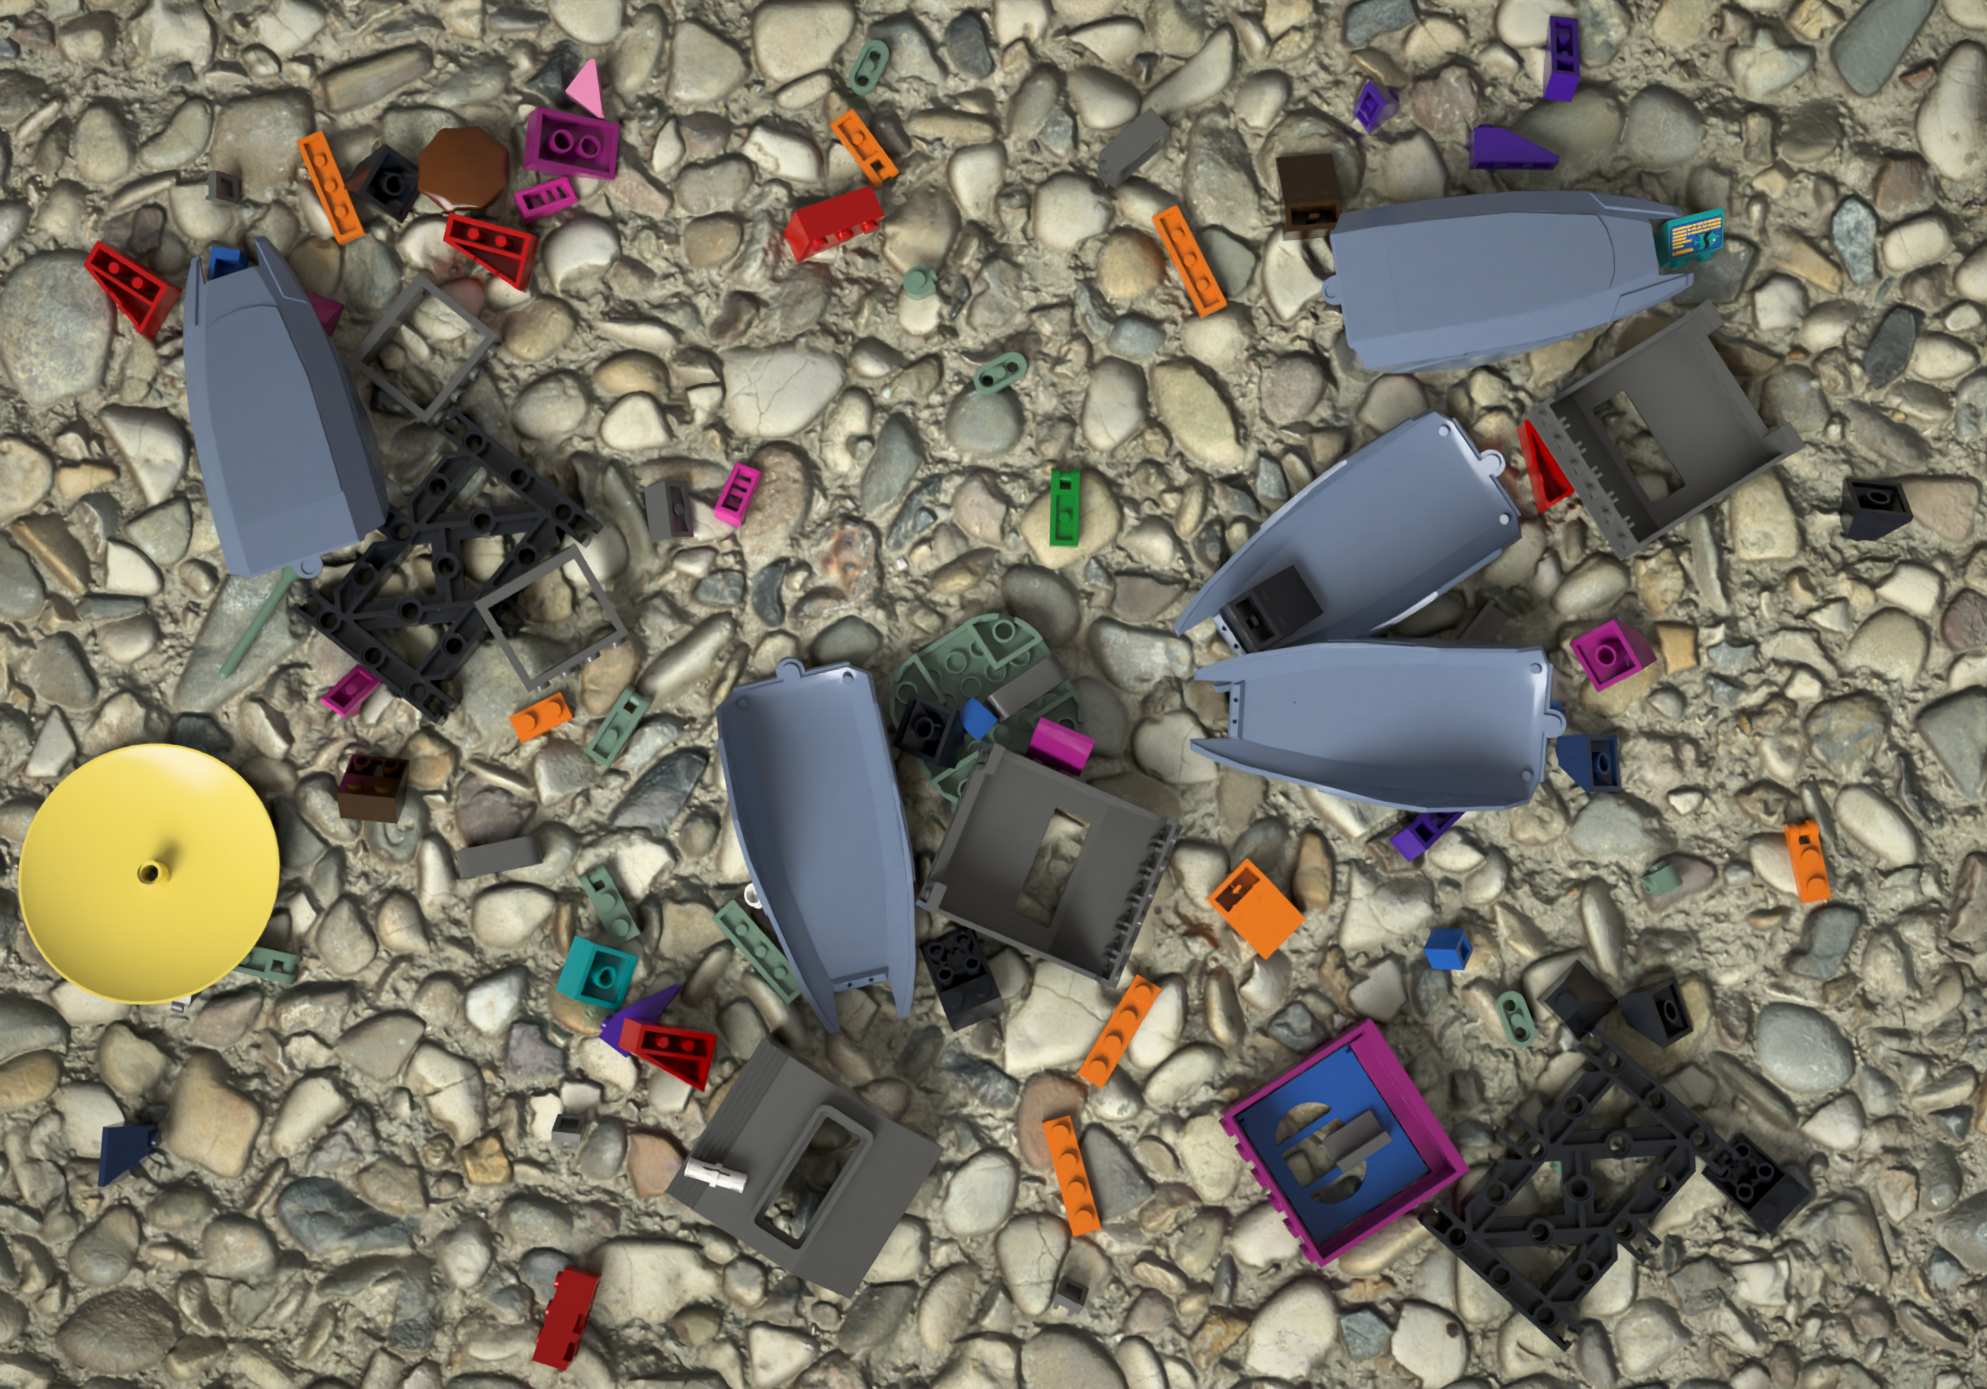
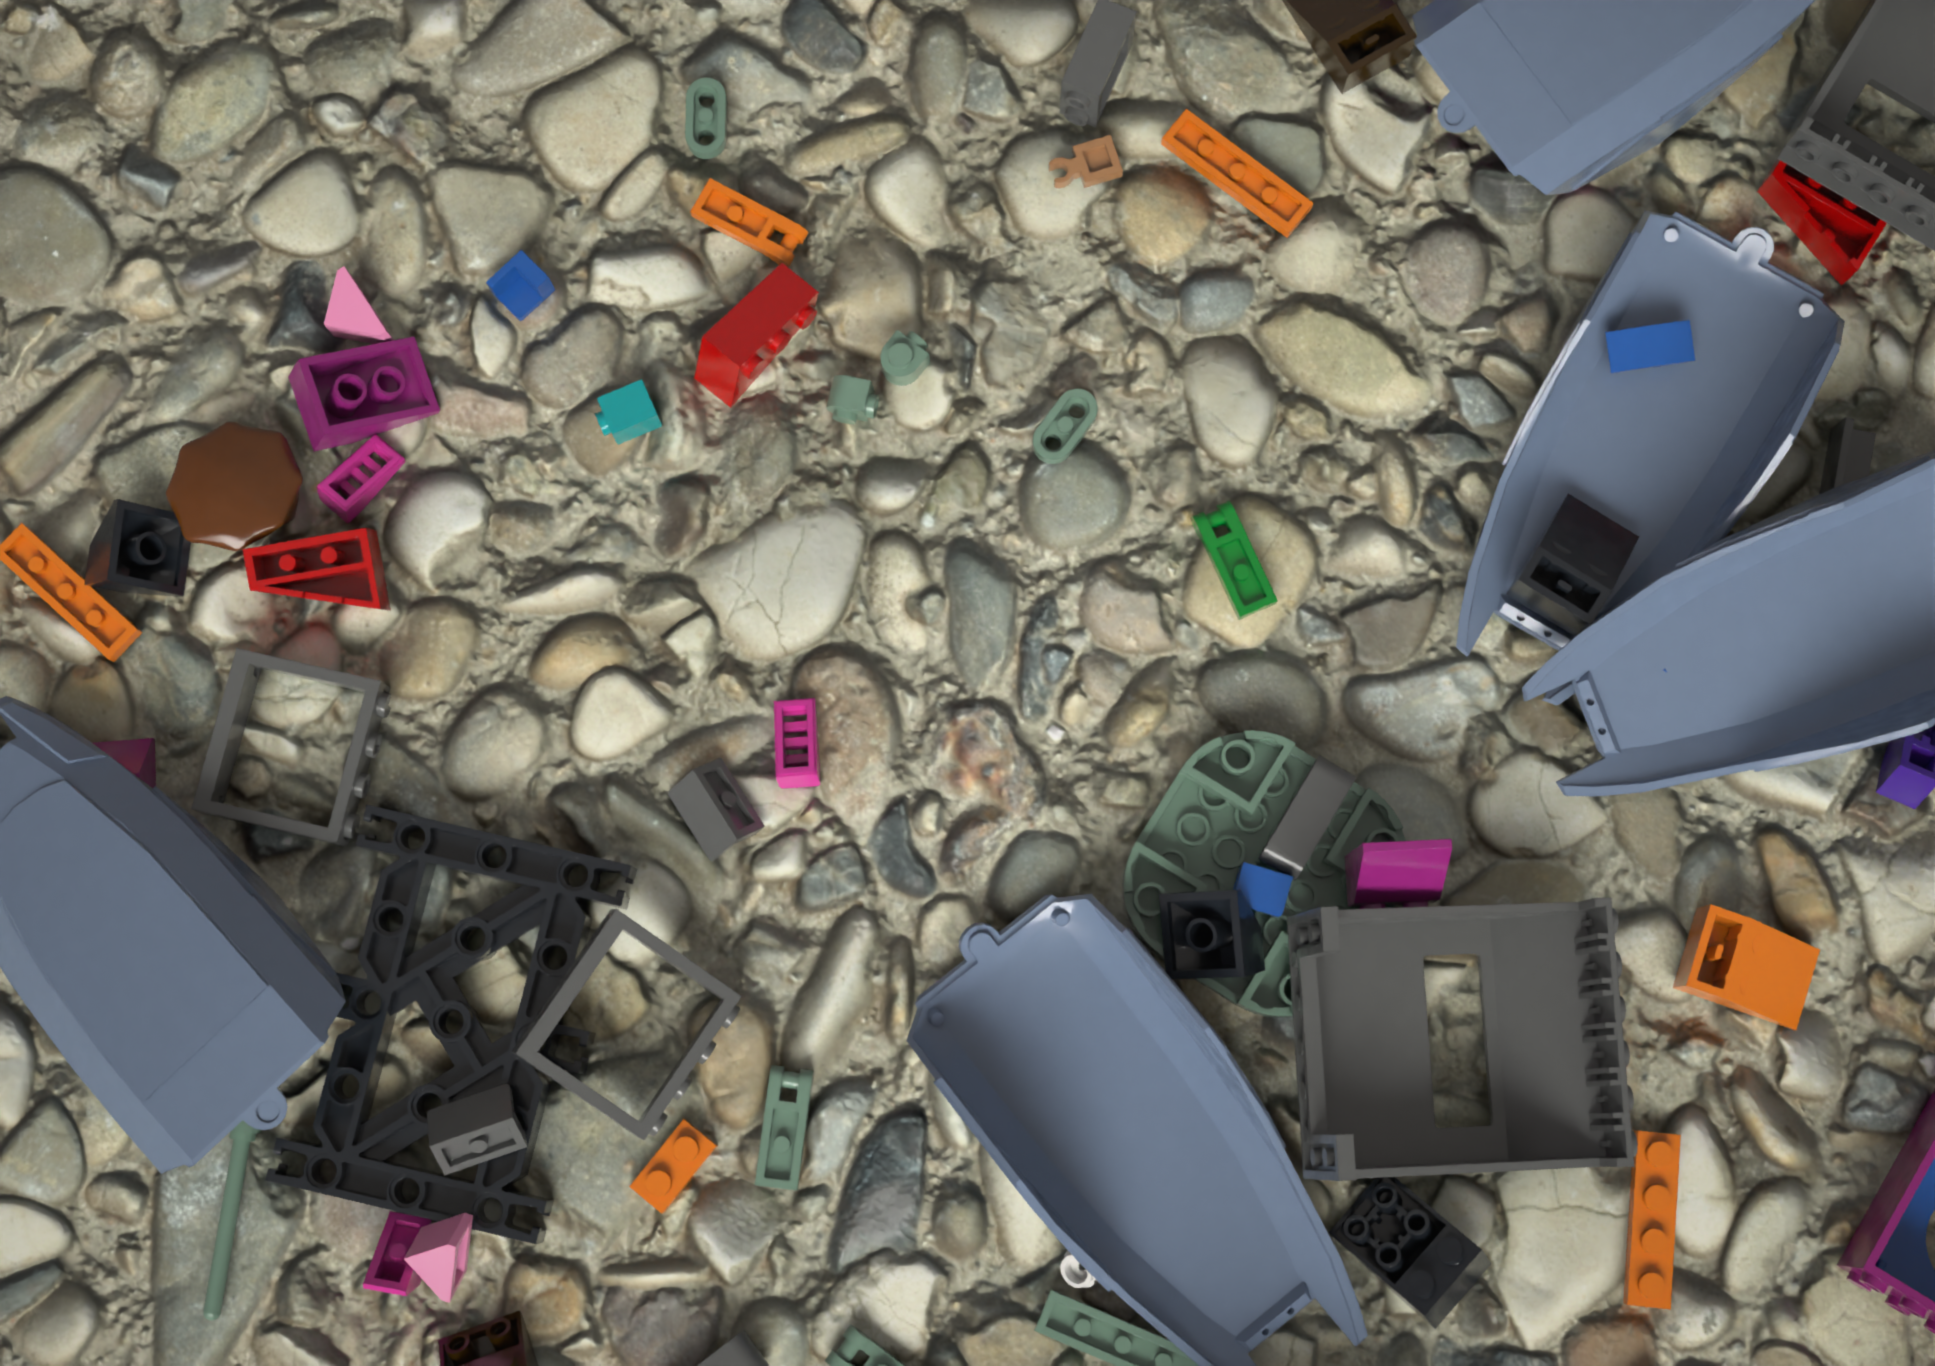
camera: 20 degrees left, 5 degrees down
(377, 703) = (442, 1254): none -> bright pink slope
(430, 637) = (475, 1129): none -> dark grey panel
(700, 122) = (520, 285): none -> blue panel
(730, 236) = (627, 412): none -> teal brick
(874, 294) = (852, 399): none -> sand green plate
(1101, 211) = (1092, 161): none -> medium nougat plate
(1393, 496) = (1650, 346): none -> blue slope

